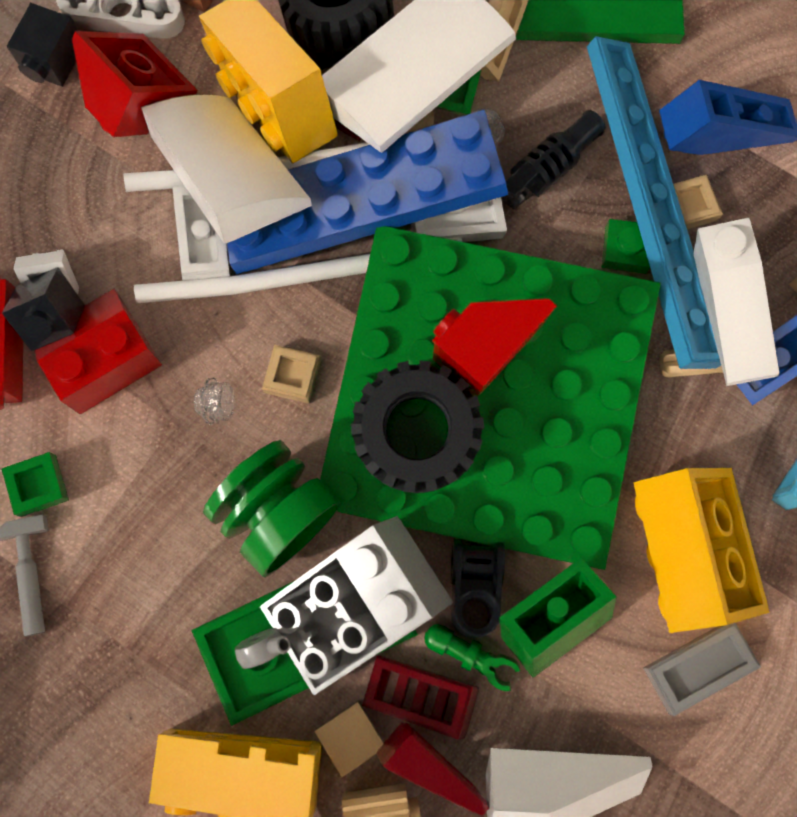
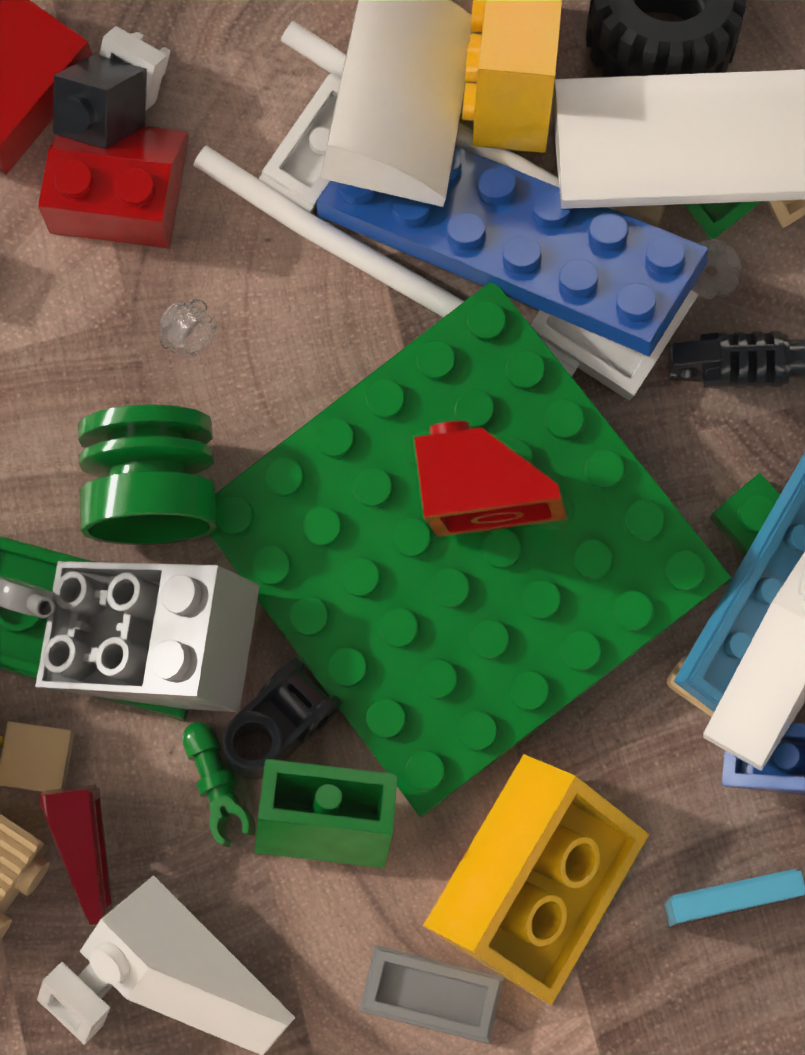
camera: 45 degrees right, 0 degrees up
(291, 374) = (286, 363): tan tile -> none
(424, 383) = (308, 474): black tyre -> none
(464, 707) = (156, 815): dark red slope -> none

